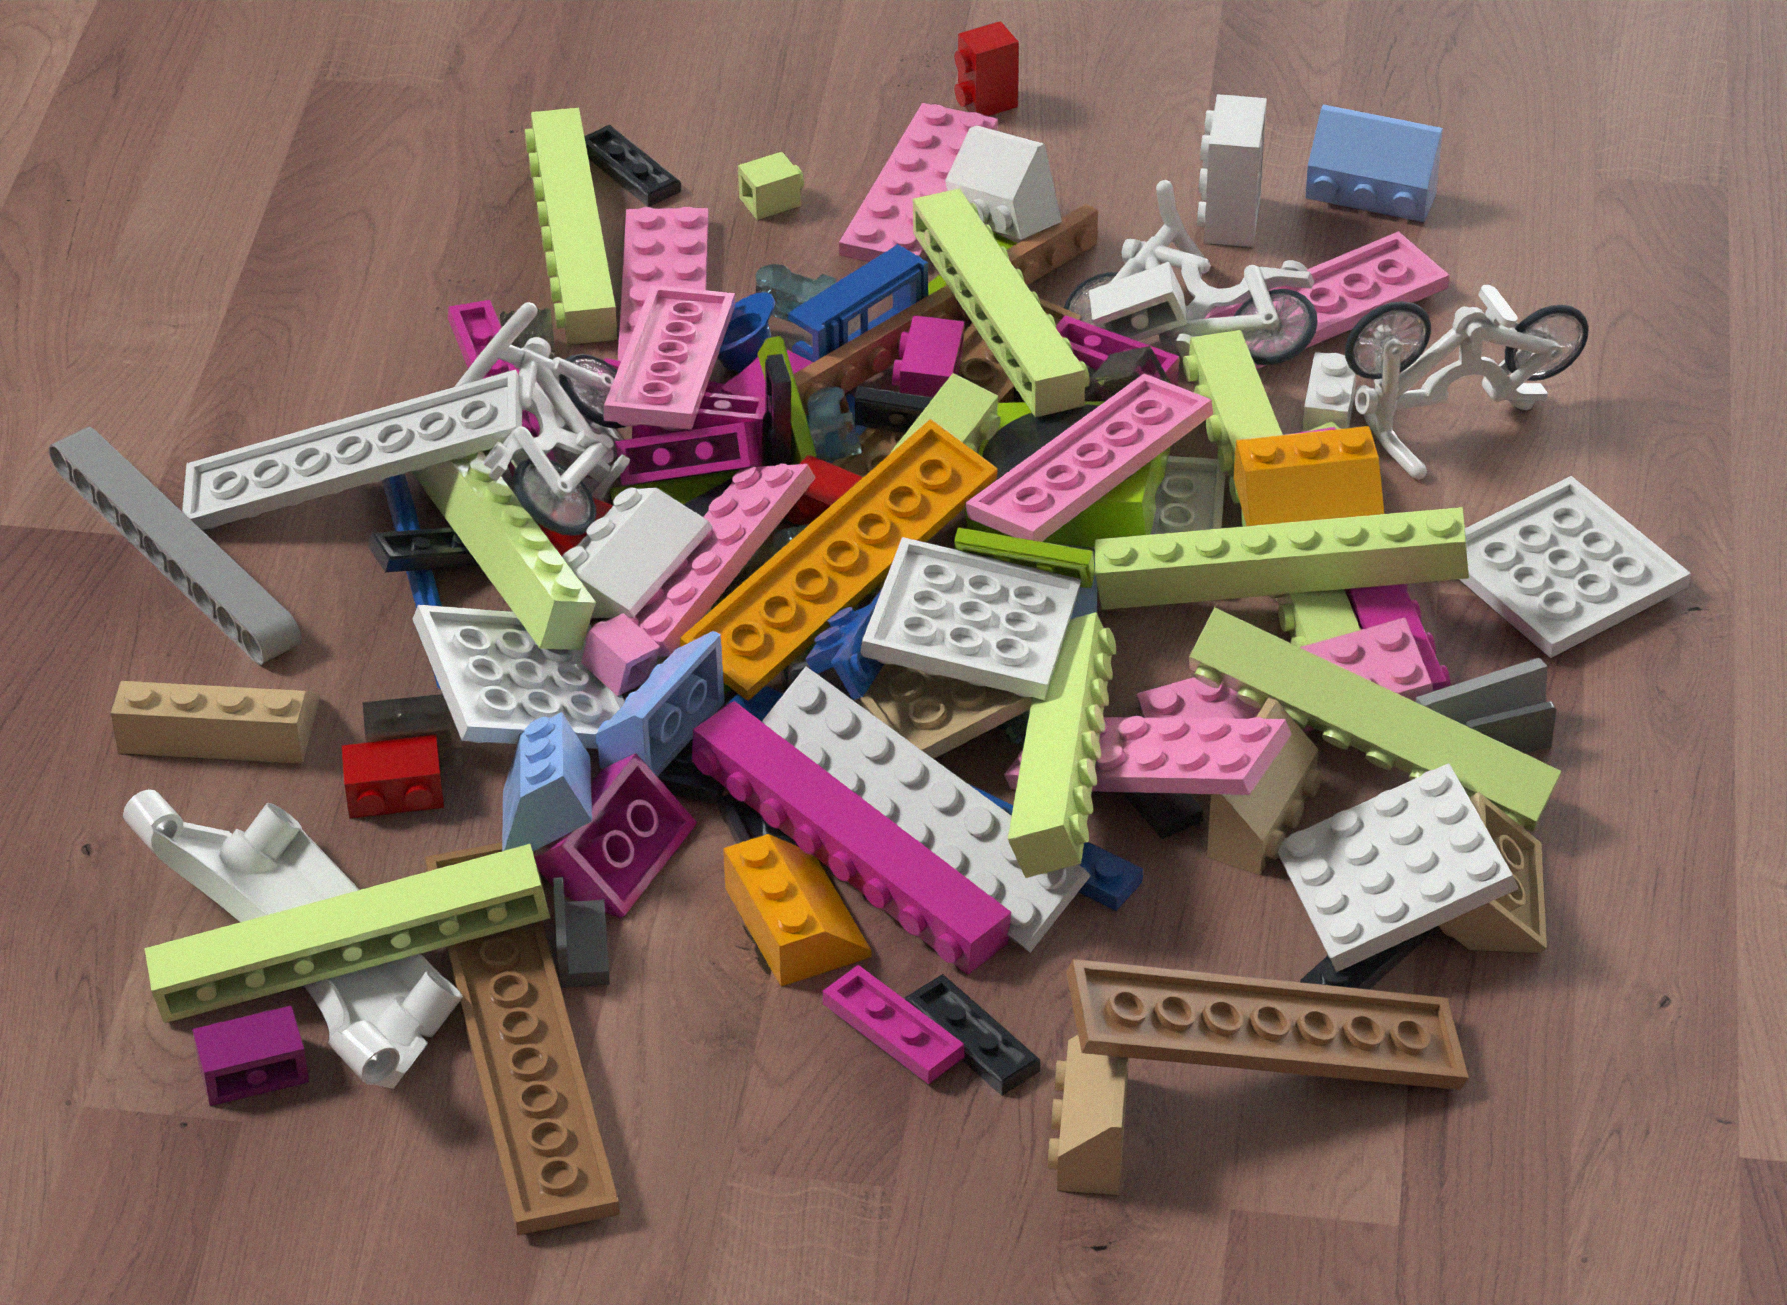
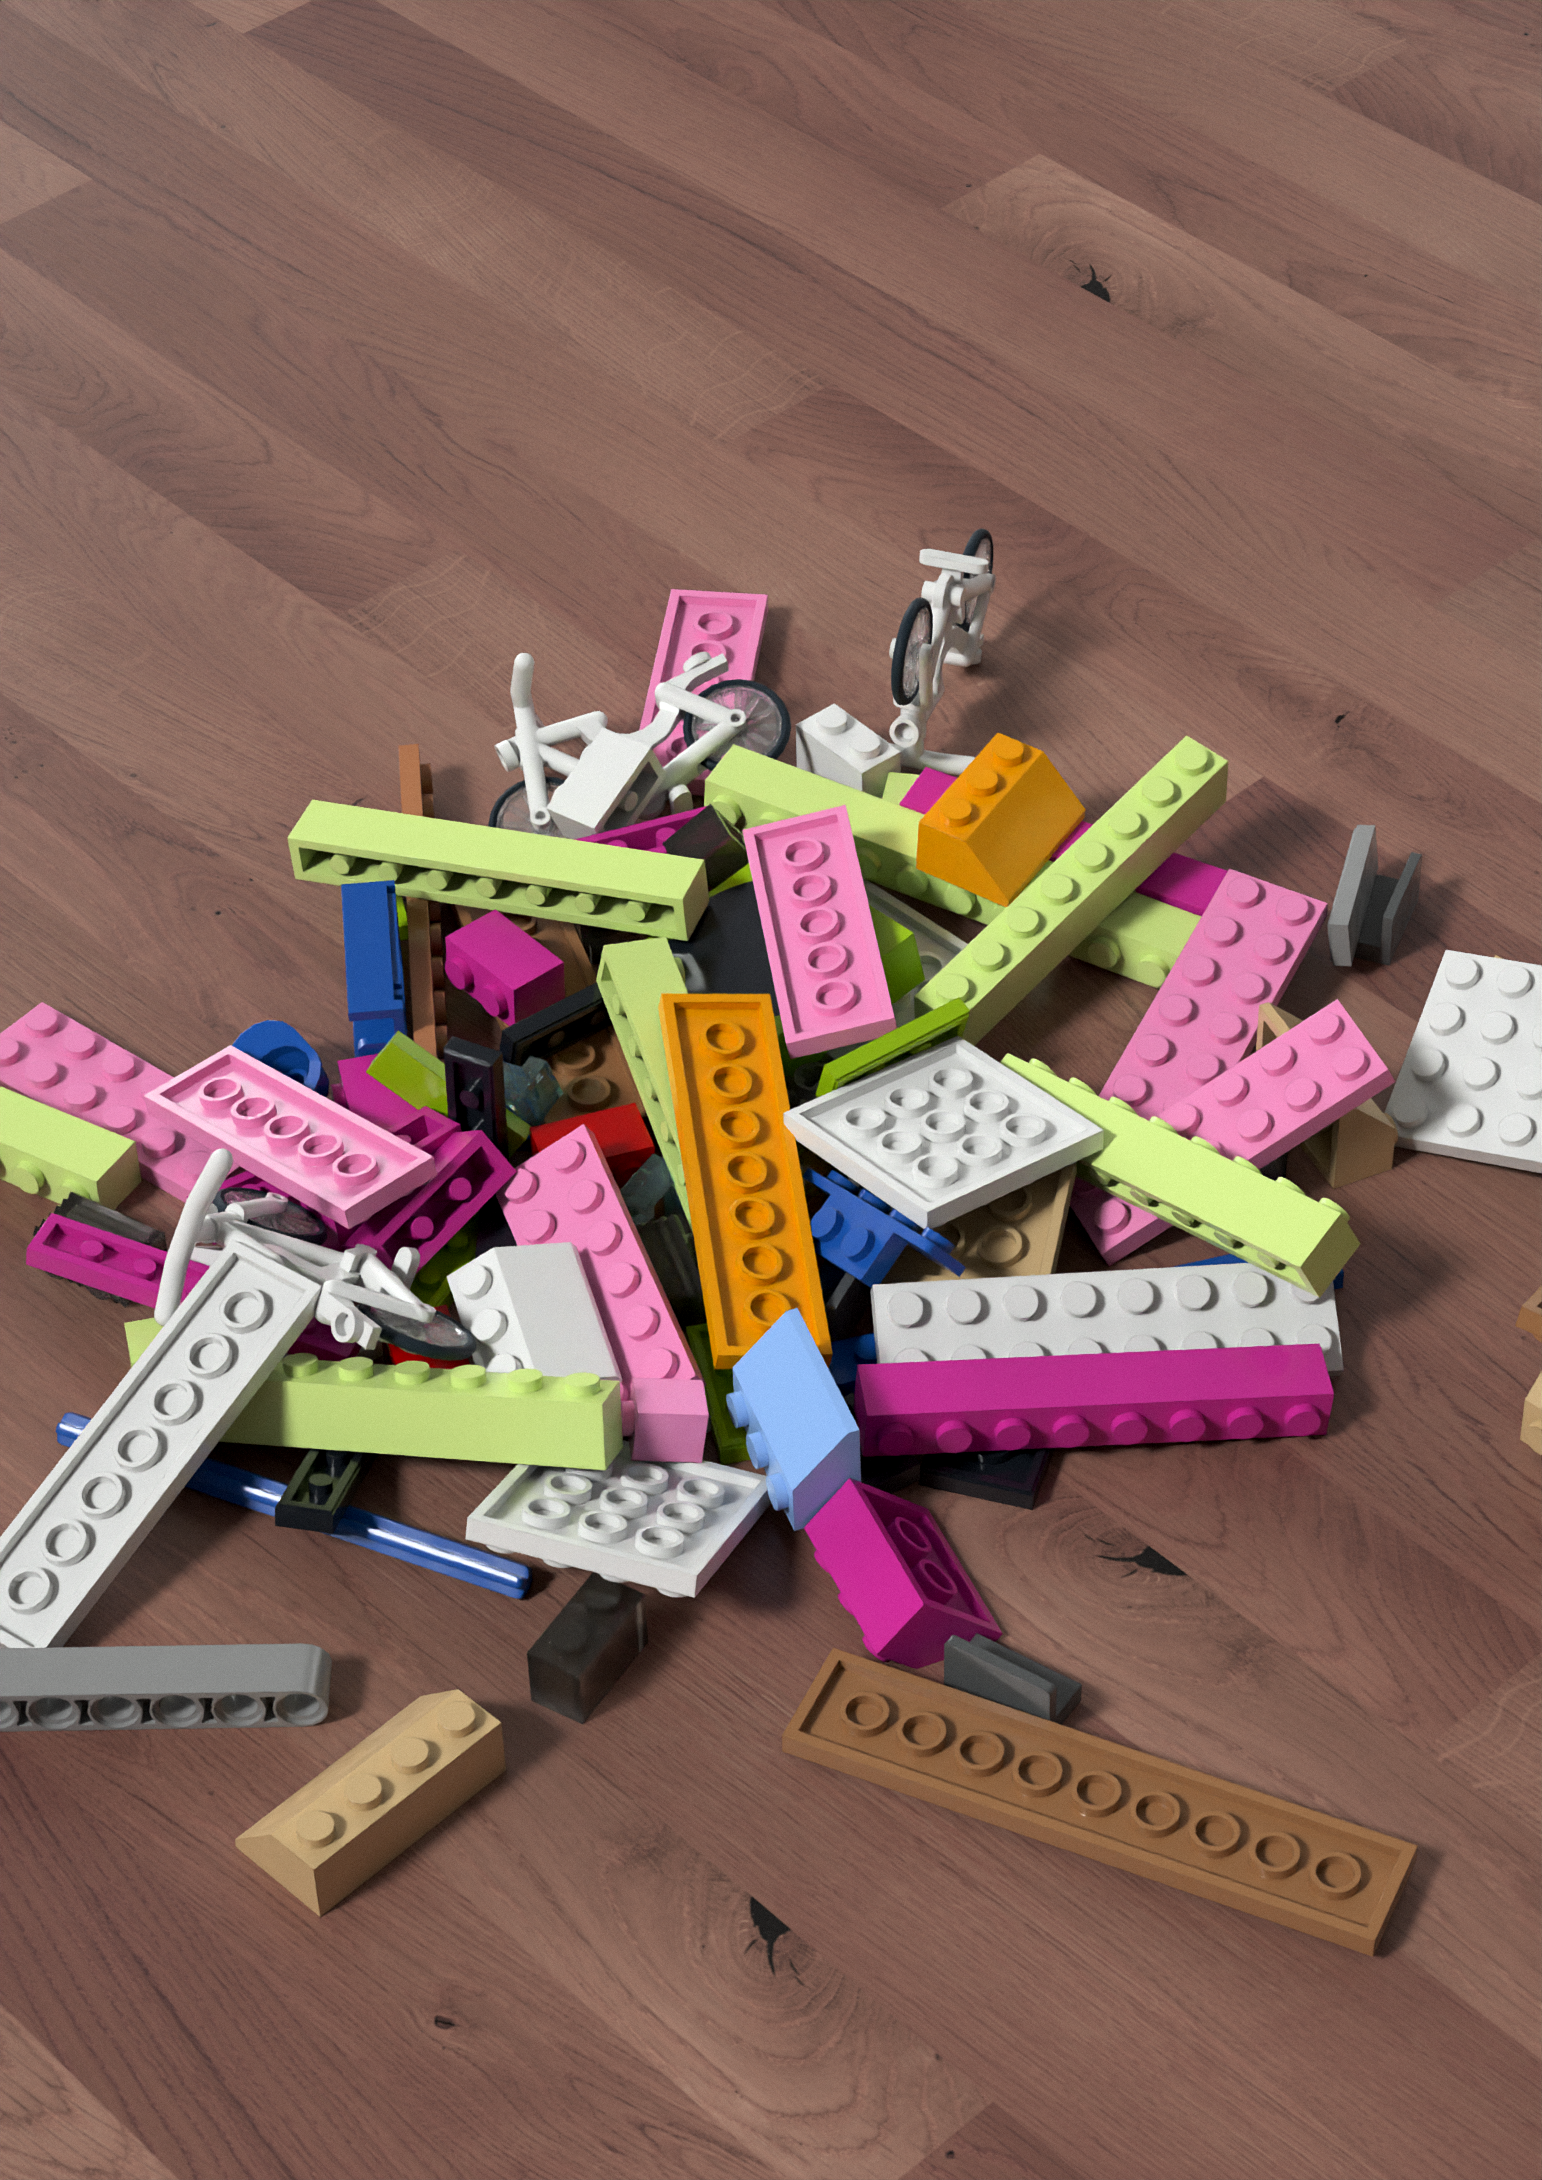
camera: 50 degrees left, 0 degrees up
(250, 1055) = (926, 2034): magenta brick -> none
(276, 867) = (811, 1882): white panel -> none
(346, 933) = (853, 1855): yellowish green brick -> none
(392, 776) = (630, 1700): red brick -> none
(546, 785) = (816, 1582): light blue slope -> none
(770, 185) = (69, 940): yellowish green brick -> none
(789, 288) = (232, 1013): clear light blue leg -> none
(791, 909) = (1131, 1509): light orange slope -> none
(893, 1024) = (1358, 1516): dark pink plate -> none
(912, 171) = (195, 847): bright pink plate -> none
(987, 69) = (117, 696): red brick -> none
(987, 1044) = (1414, 1472): black tile -> none
(1006, 182) = (320, 756): white slope -> none
(1232, 170) = (490, 614): white brick -> none
(1368, 716) = (1318, 965): yellowish green brick -> none
(1374, 163) = (573, 545): light blue slope -> none
(1566, 566) = (1257, 728): white plate -> none

